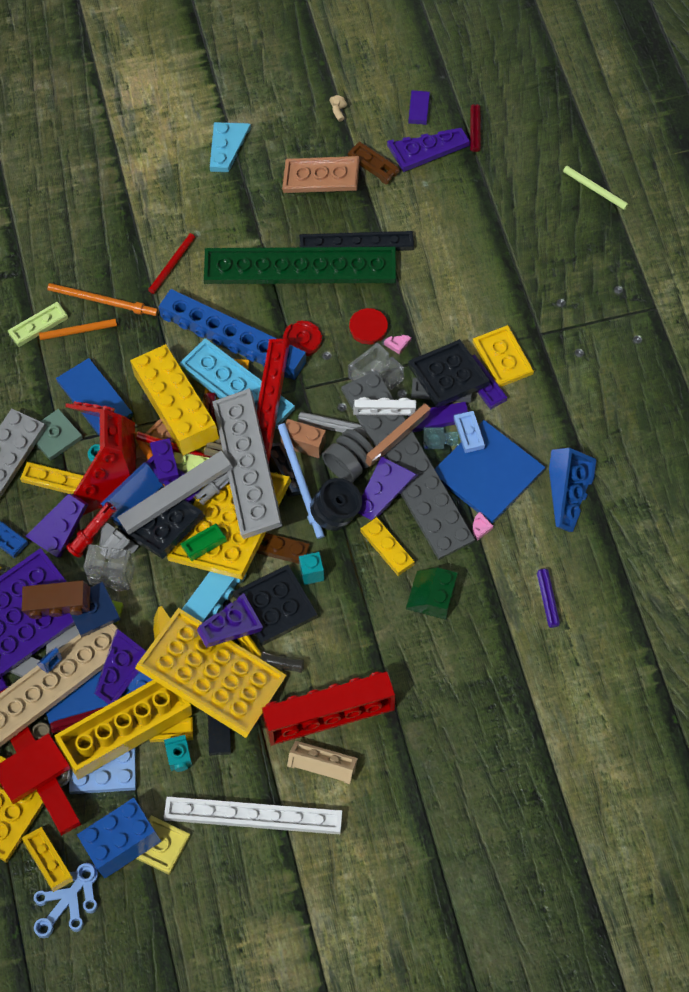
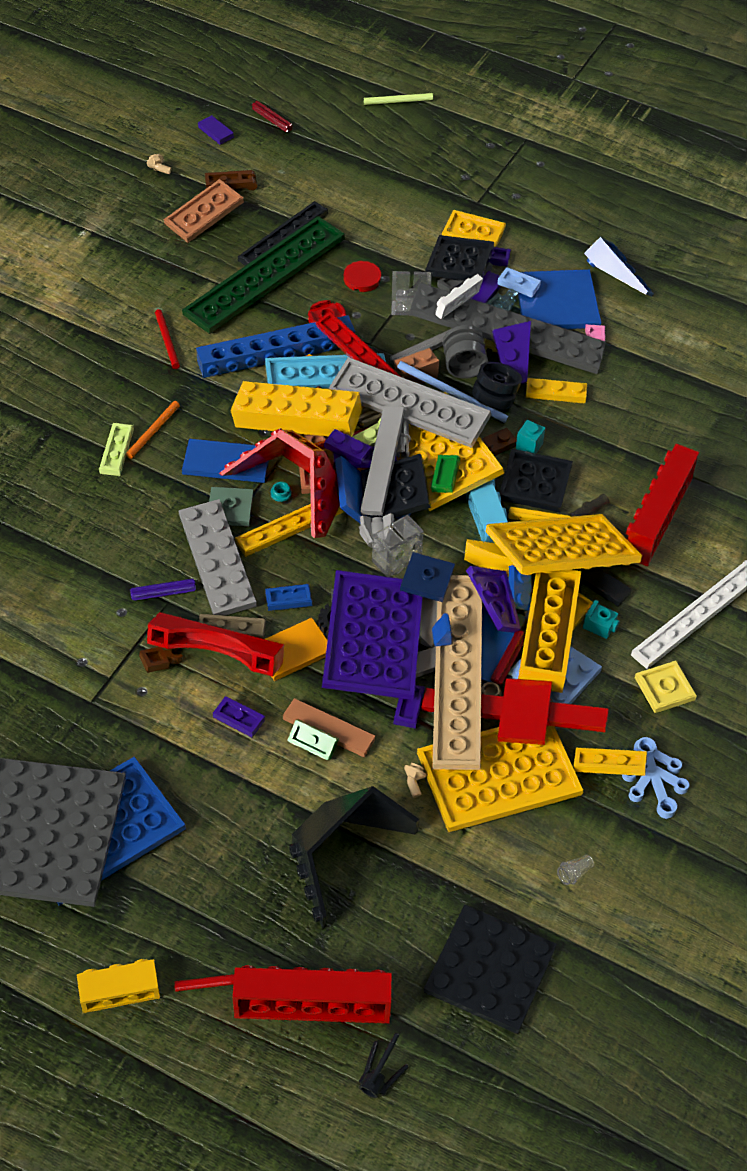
camera: 50 degrees left, 10 degrees down
(56, 599) = (399, 586): reddish brown brick -> none
(58, 525) = (322, 551): dark purple wing -> none
(86, 535) = (352, 542): red pin -> none
(119, 838) = (641, 700): blue brick -> none
(138, 308) = (181, 382): orange bar -> none
(226, 143) = (104, 241): medium azure wing -> none
(231, 623) = (530, 506): dark purple wing -> none
(322, 761) = (698, 541): tan container -> none
(397, 343) = (396, 267): bright pink tile -> none
(398, 434) = (488, 307): nougat tile -> none
(420, 150) = (256, 148): dark purple wing -> none
(432, 592) = (624, 389): dark green slope -> none
(548, 598) = (693, 339): dark purple axle -> none

